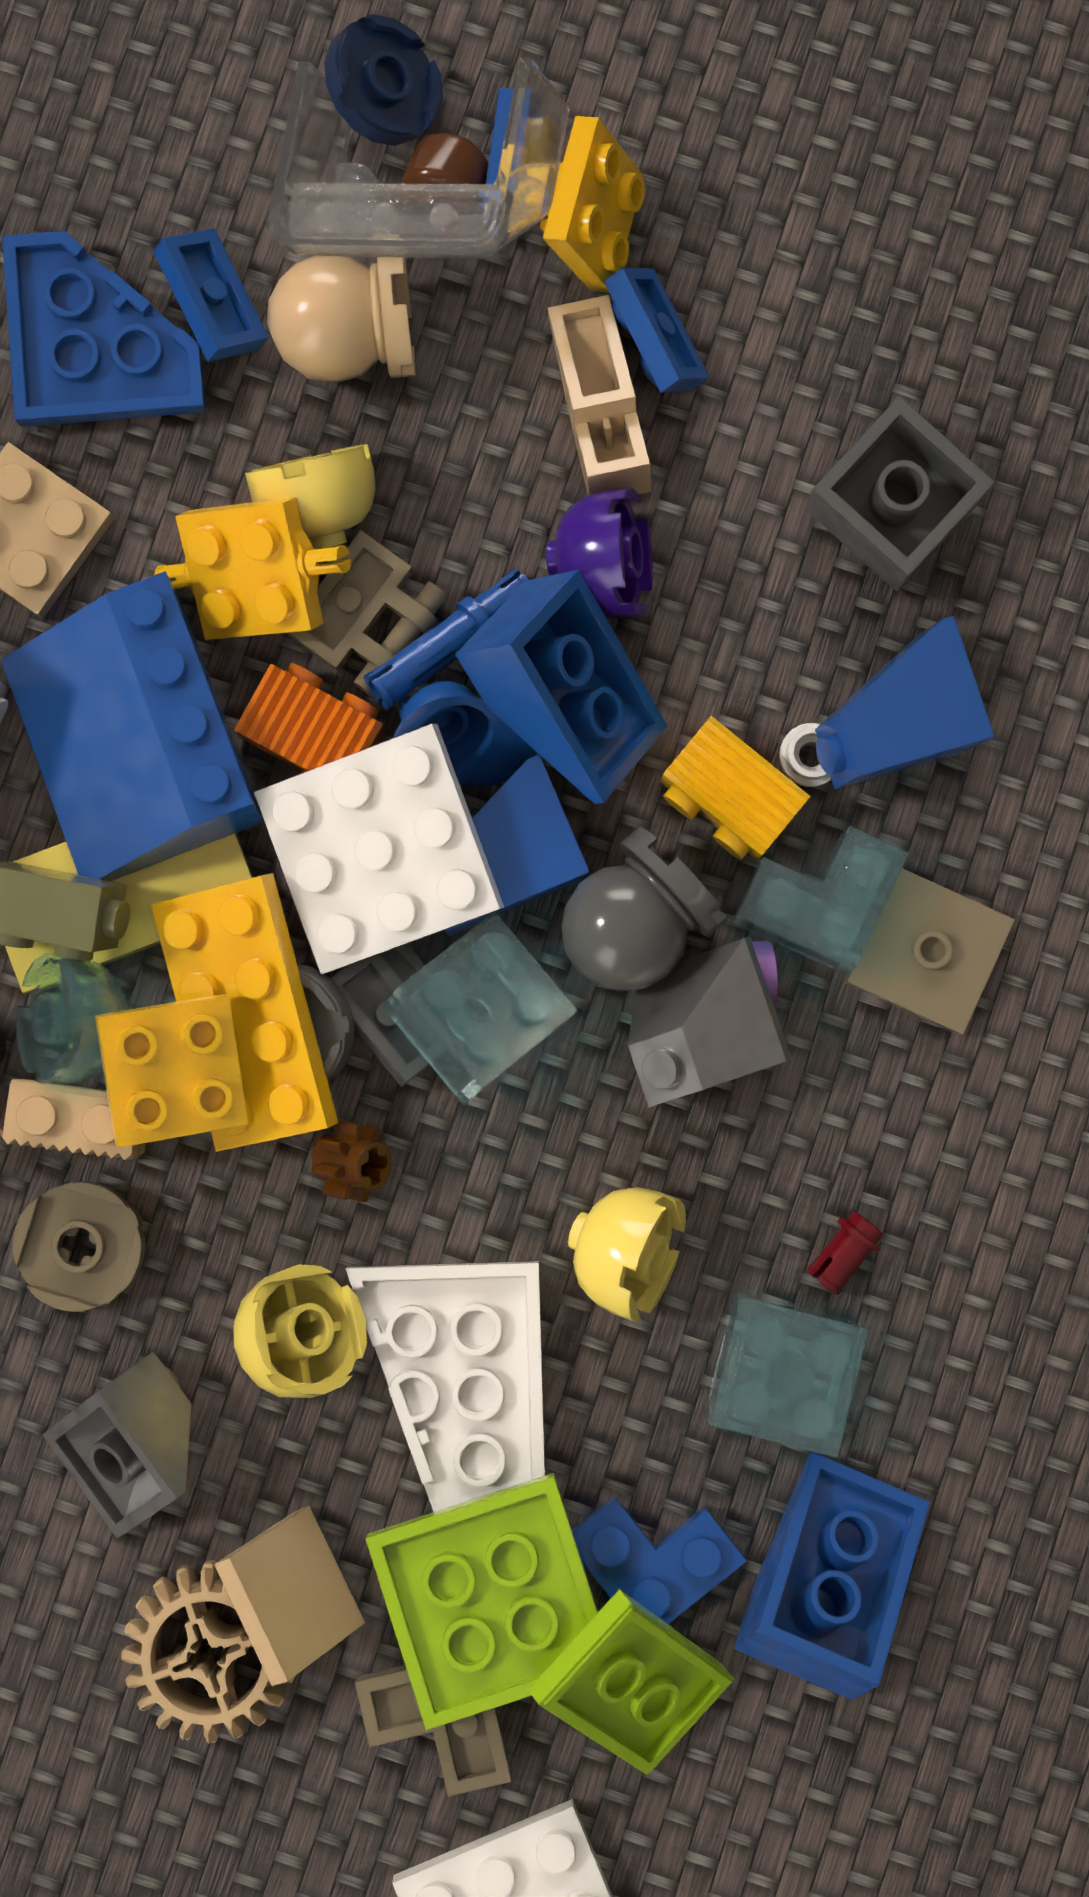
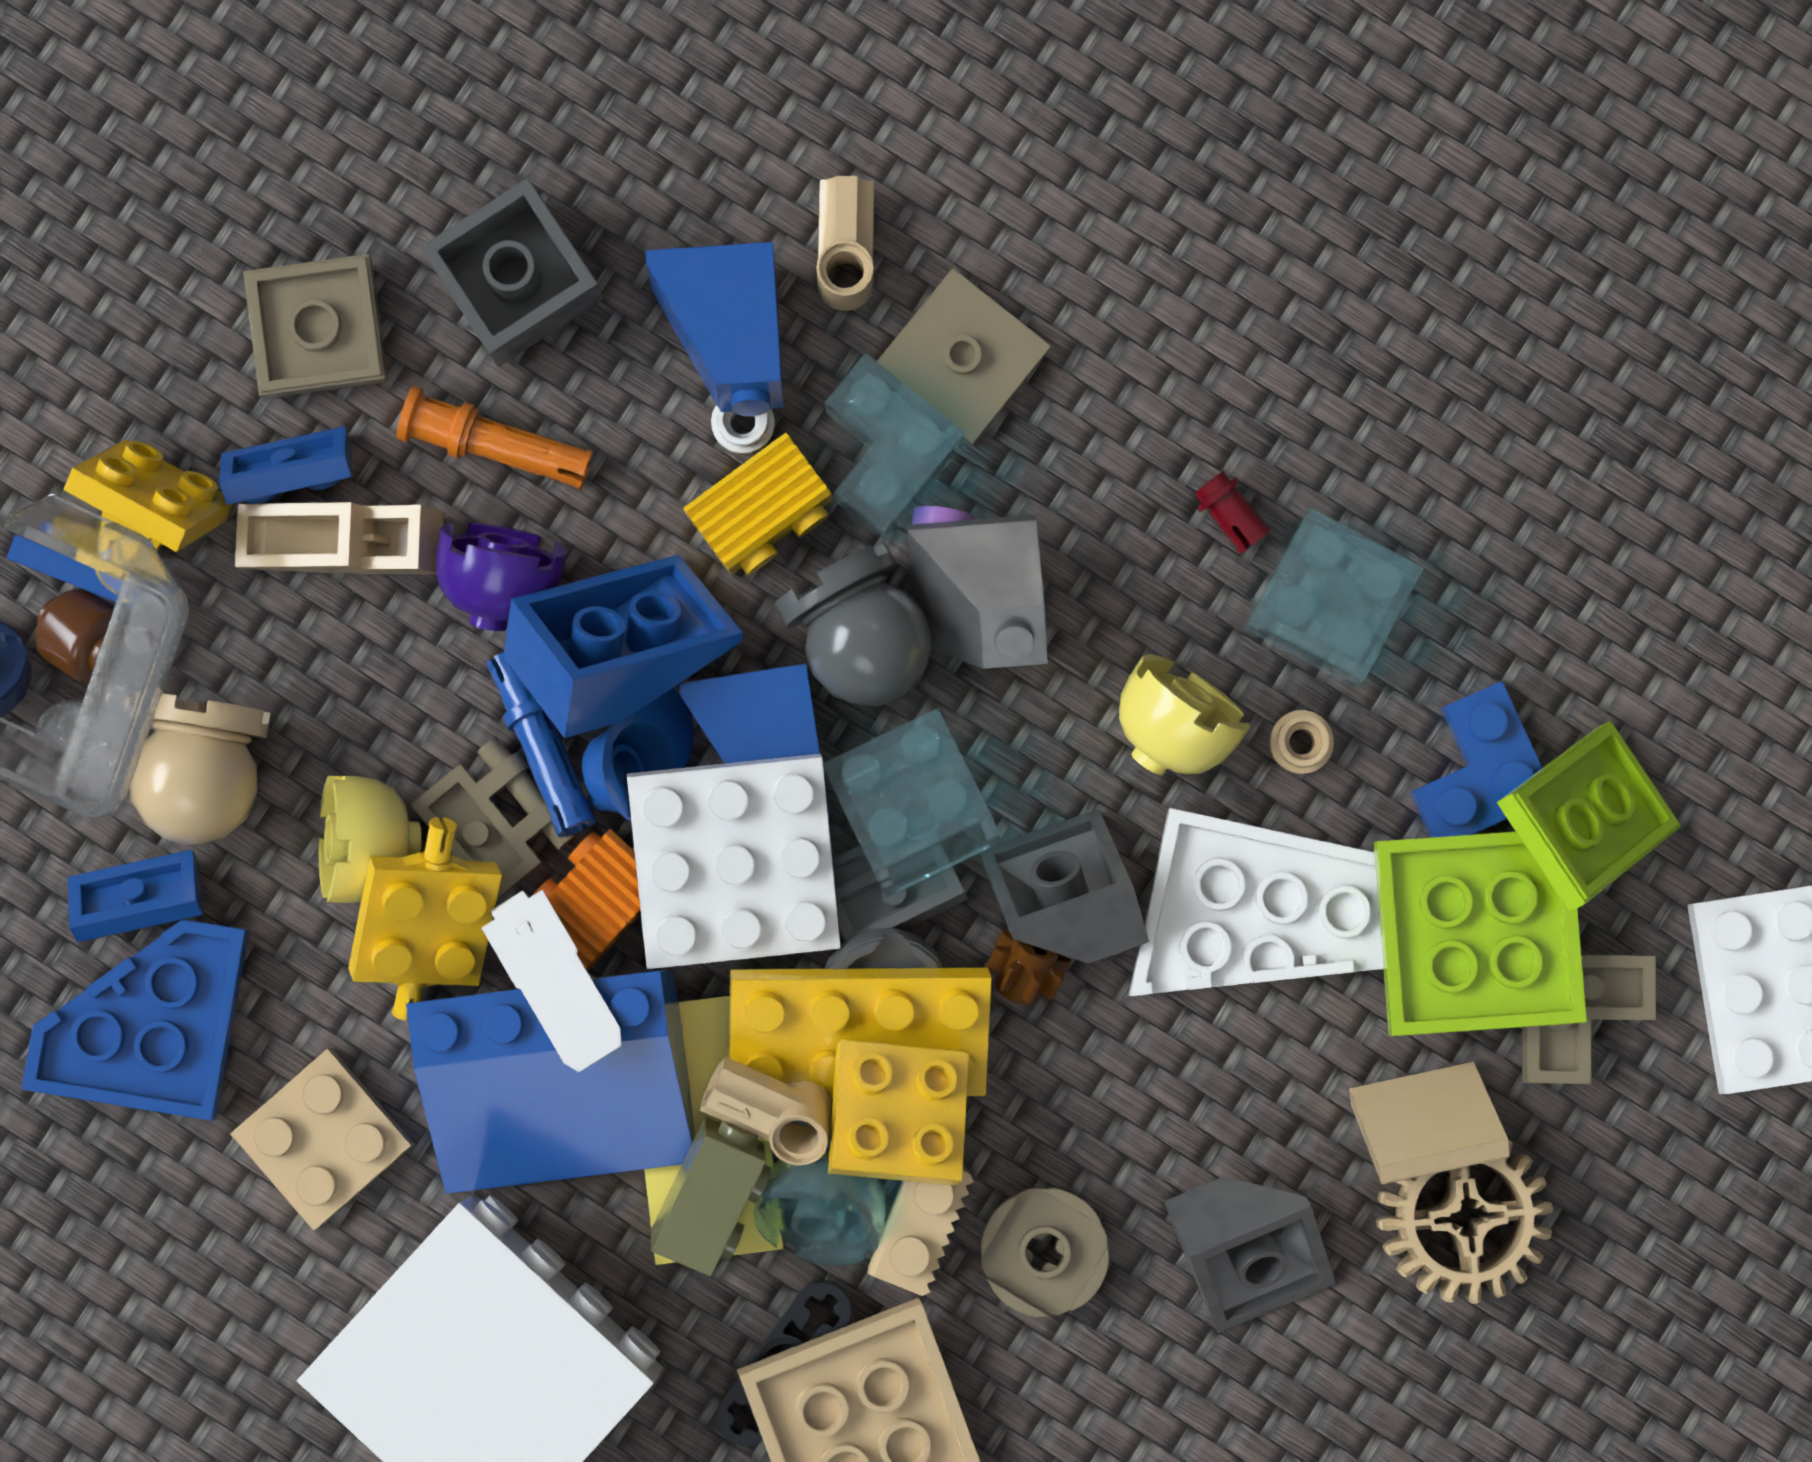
camera: 75 degrees left, 0 degrees up
(144, 964) = (769, 1107): none -> tan piece
(219, 703) = (553, 979): none -> white piece
(299, 1332) = (1181, 1053): light yellow cylinder -> none
(432, 1181) = (1067, 890): none -> flat silver slope
(642, 1396) = (1315, 727): none -> tan plate
(733, 492) = (465, 431): none -> orange pin
(798, 324) = (315, 326): none -> dark tan plate
(834, 1579) = (1537, 601): blue slope -> none
(1016, 808) = (845, 238): none -> tan piece

